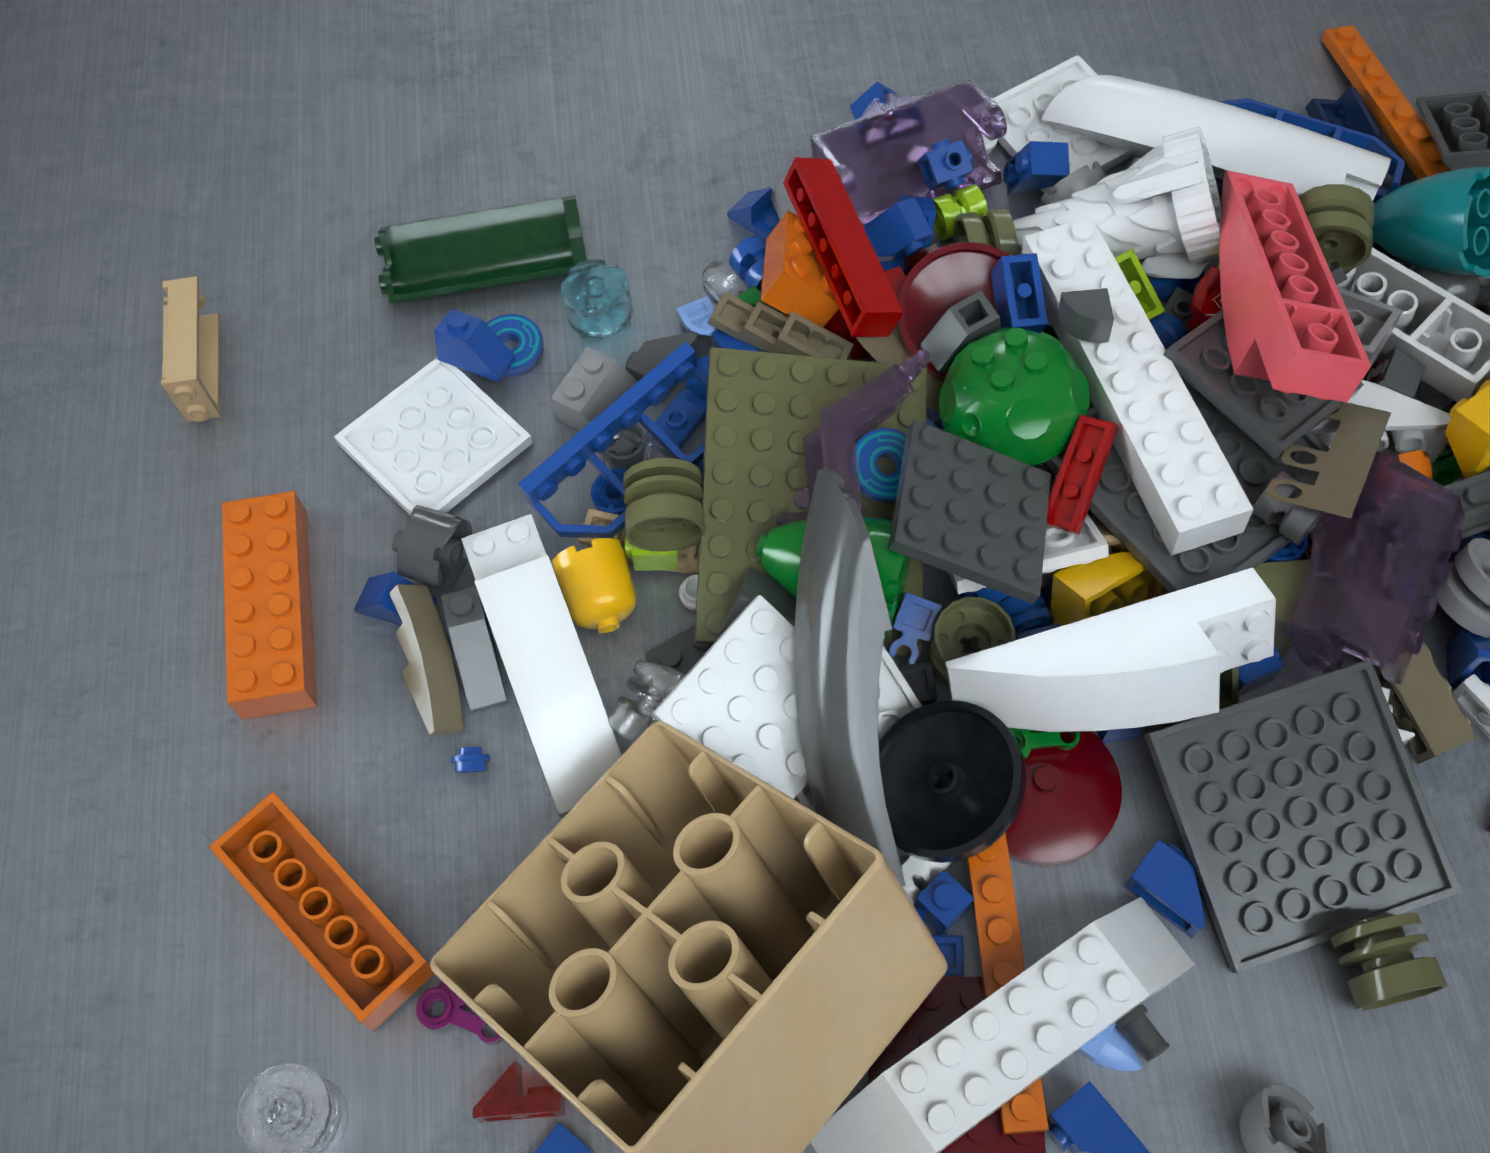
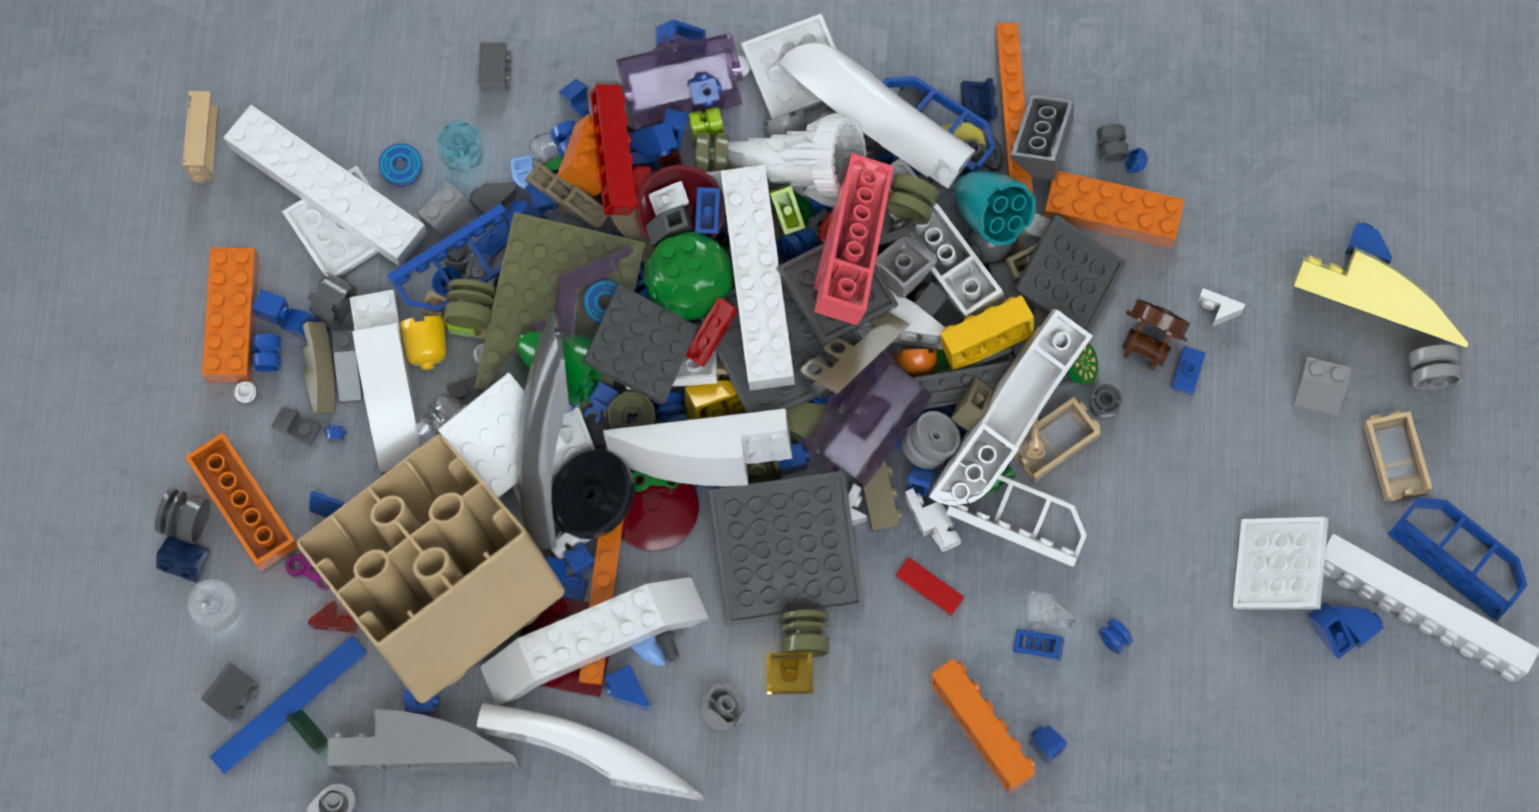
camera: 10 degrees right, 10 degrees up
(214, 954) = (182, 515): none -> dark grey wheel
(224, 1034) = (181, 558): none -> dark blue bracket
(307, 722) = (245, 392): none -> white plate
(333, 580) = (270, 307): none -> blue brick
(333, 651) = (266, 353): none -> blue wheel
(398, 384) = (325, 185): none -> white brick
(402, 763) = (296, 426): none -> dark grey slope
(469, 887) = (323, 504): none -> blue slope
(472, 346) = (376, 167): blue slope -> none
(480, 249) = (393, 92): dark green cylinder -> none
(625, 193) = (494, 66): none -> dark grey brick
(951, 287) = (668, 198): none -> white slope
(1036, 167) = (762, 103): blue slope -> none
(1087, 314) = (735, 237): dark grey brick -> none
(1169, 887) = (705, 573): blue slope -> none
(1377, 1040) = (789, 673): none -> clear yellow slope

